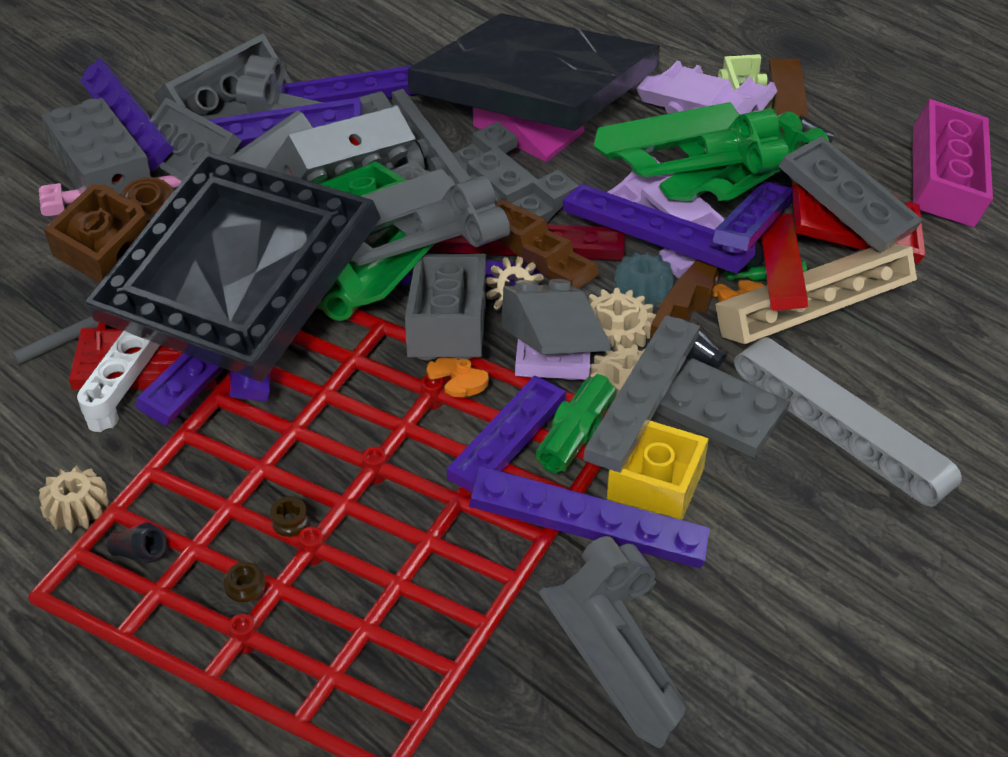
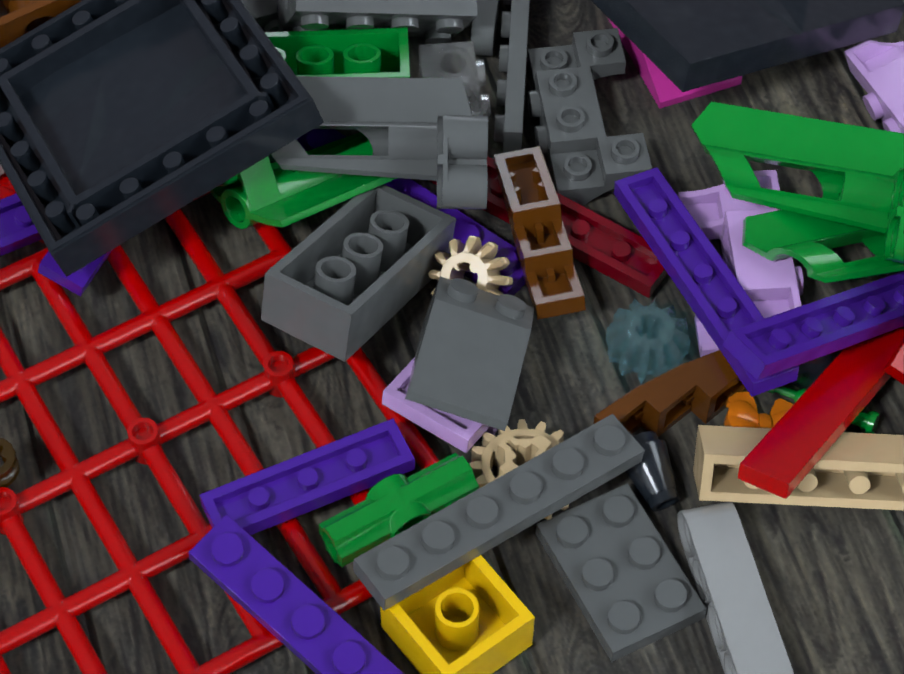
camera: 30 degrees right, 10 degrees up
(464, 379) = (317, 383): orange piece -> none
(623, 317) = (569, 382): tan gear -> none

